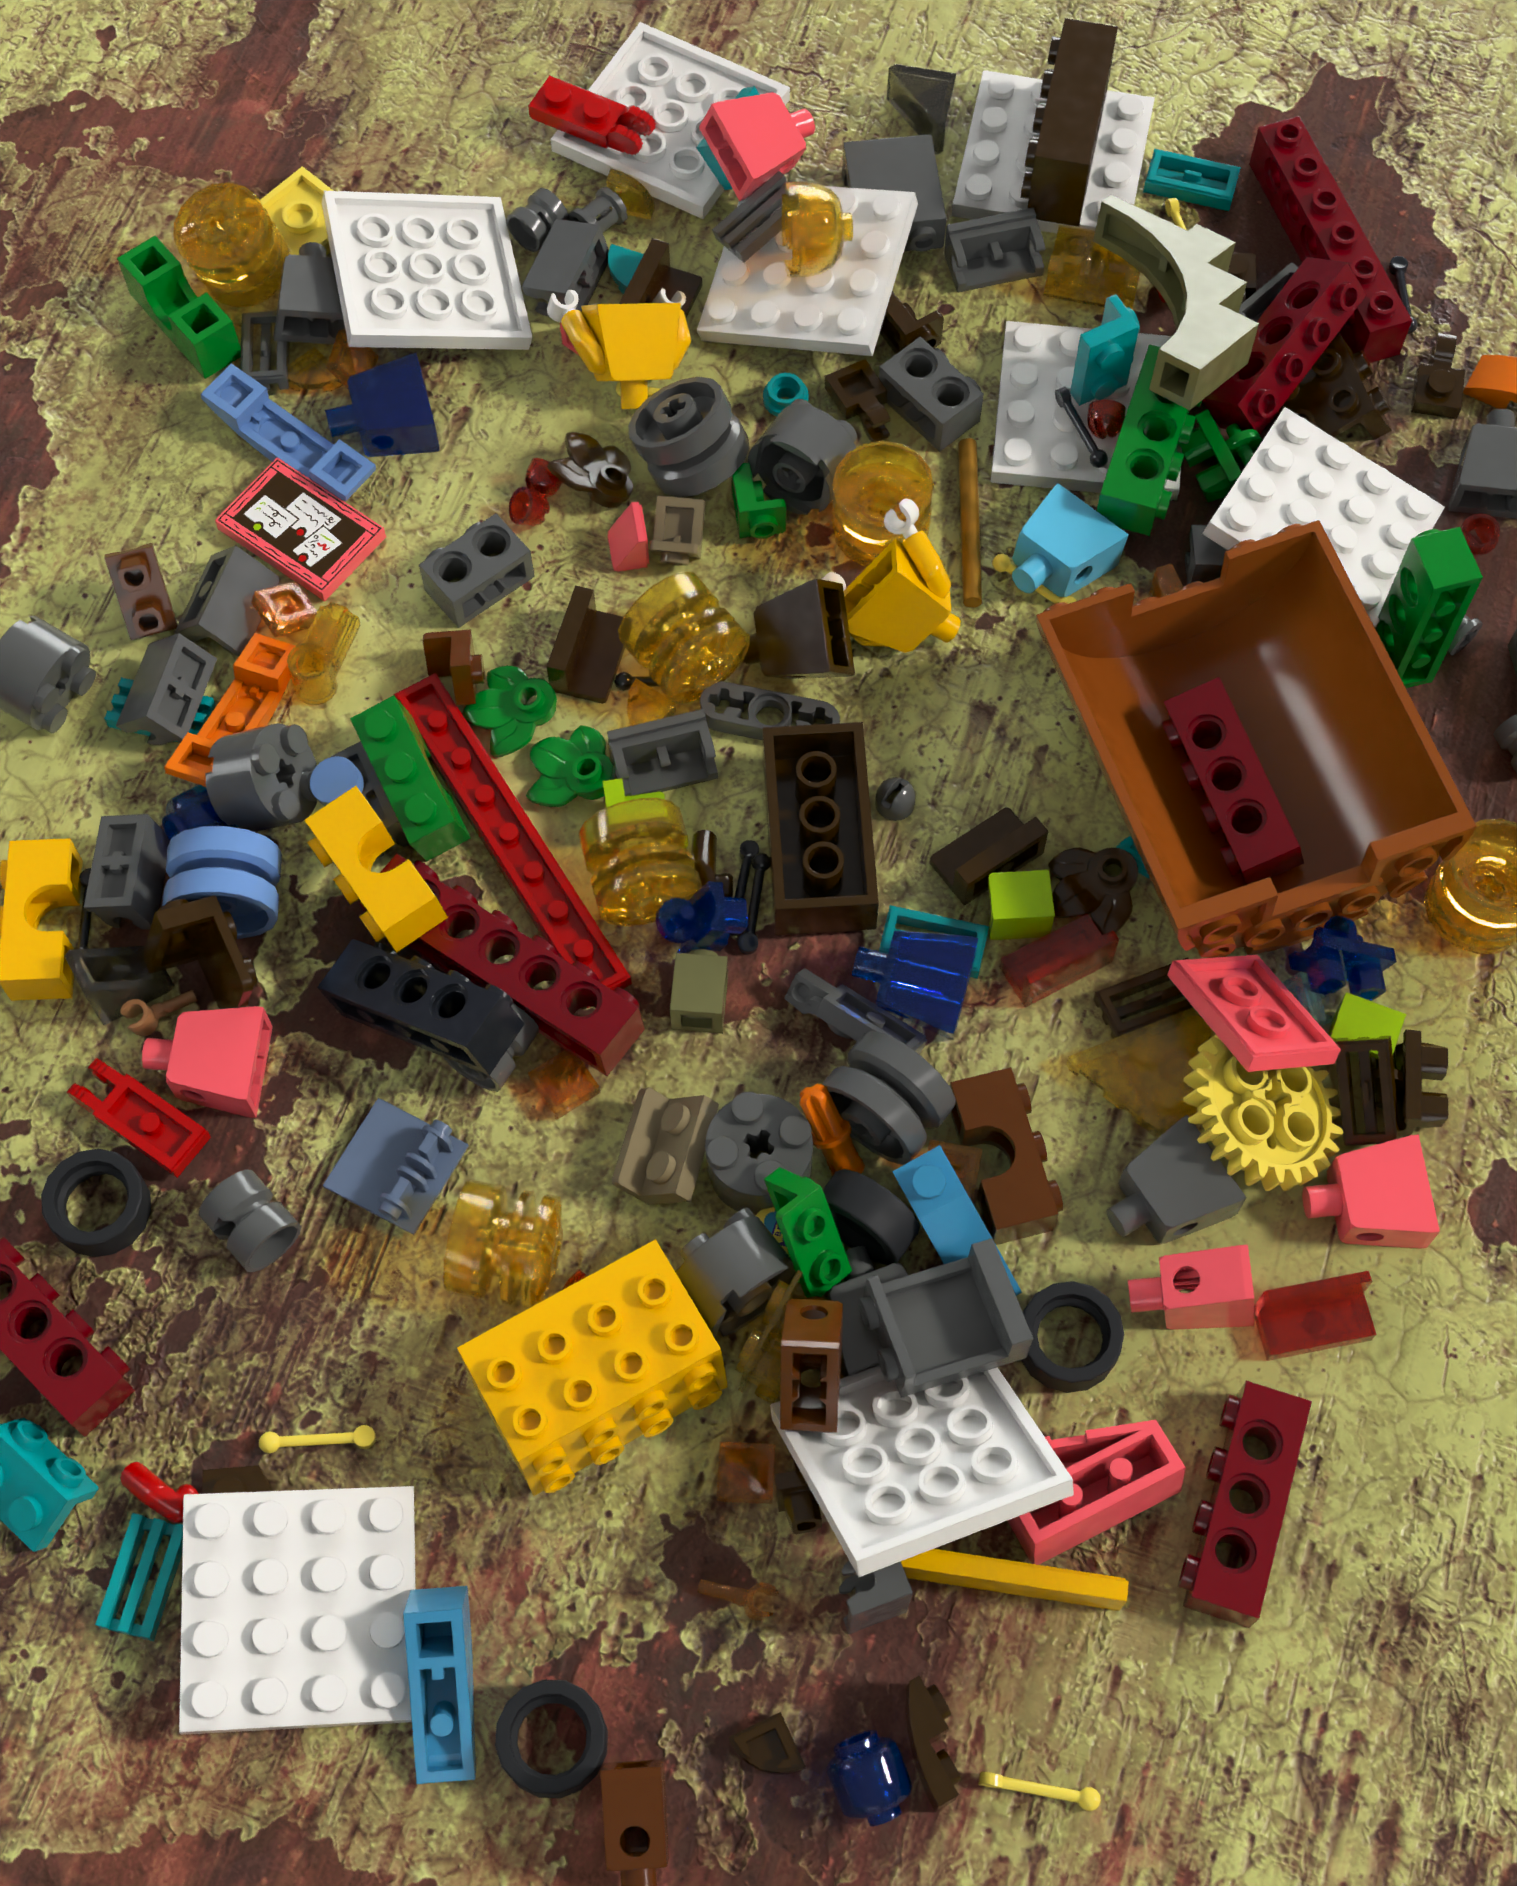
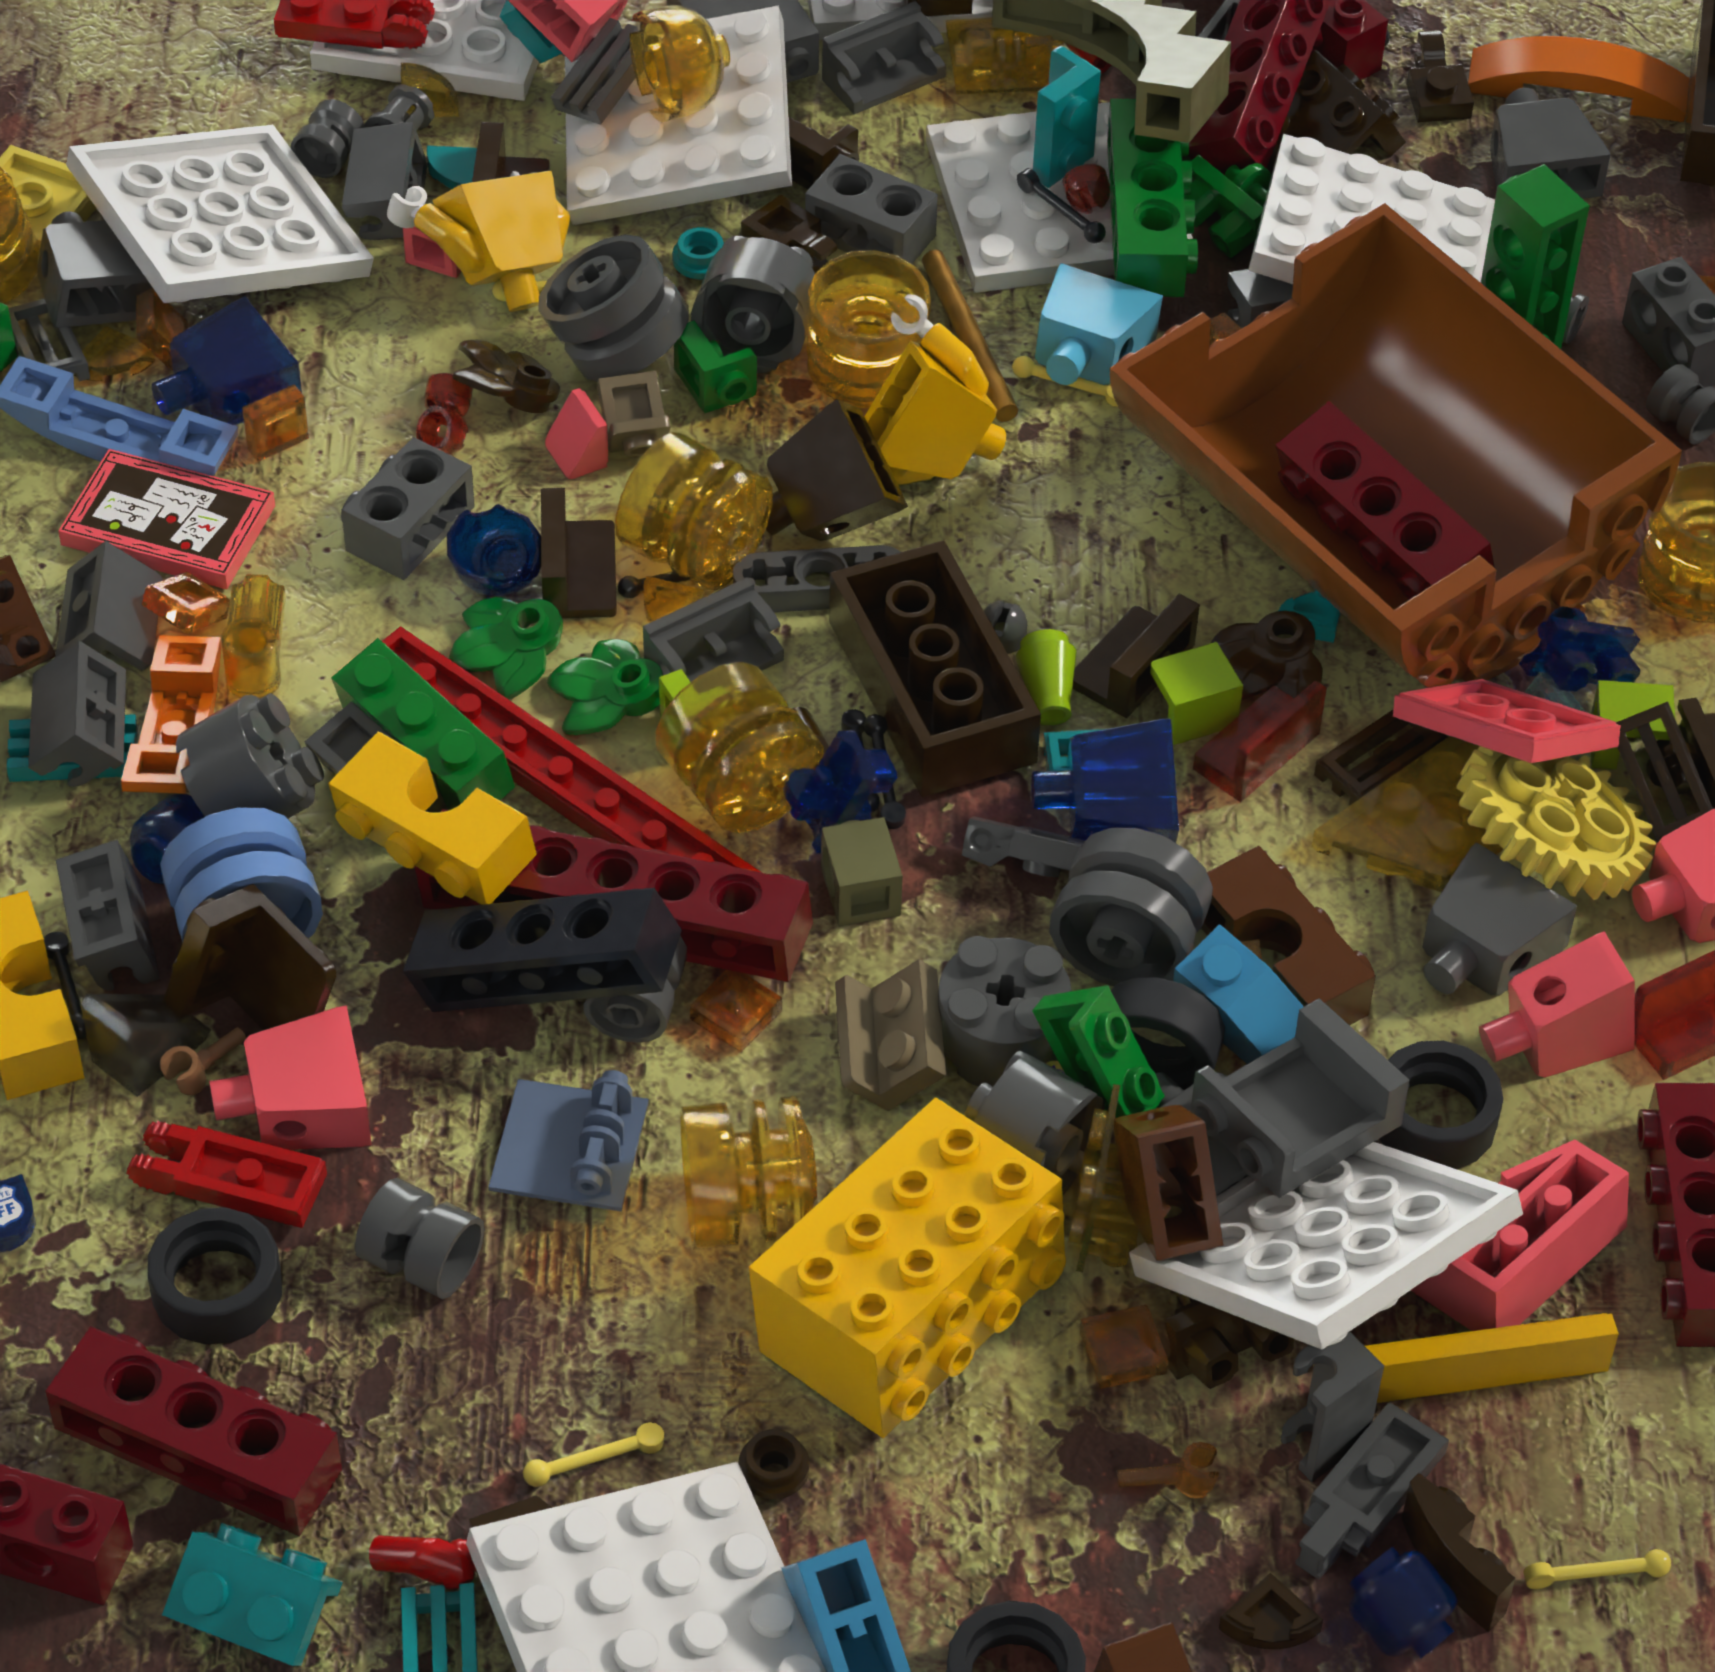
camera: 20 degrees left, 15 degrees down
(334, 778) = (335, 745): medium blue tile -> none
(406, 467) = (275, 422): none -> clear orange tile
(434, 1479) = (779, 1448): none -> dark brown plate
(454, 655) = (423, 600): reddish brown bracket -> none
(523, 627) = (494, 551): none -> clear blue hair
(829, 1130) = (1080, 959): orange axle -> none
(885, 1661) = (1367, 1487): none -> dark grey hinge
(911, 854) = (1047, 670): none -> lime cone

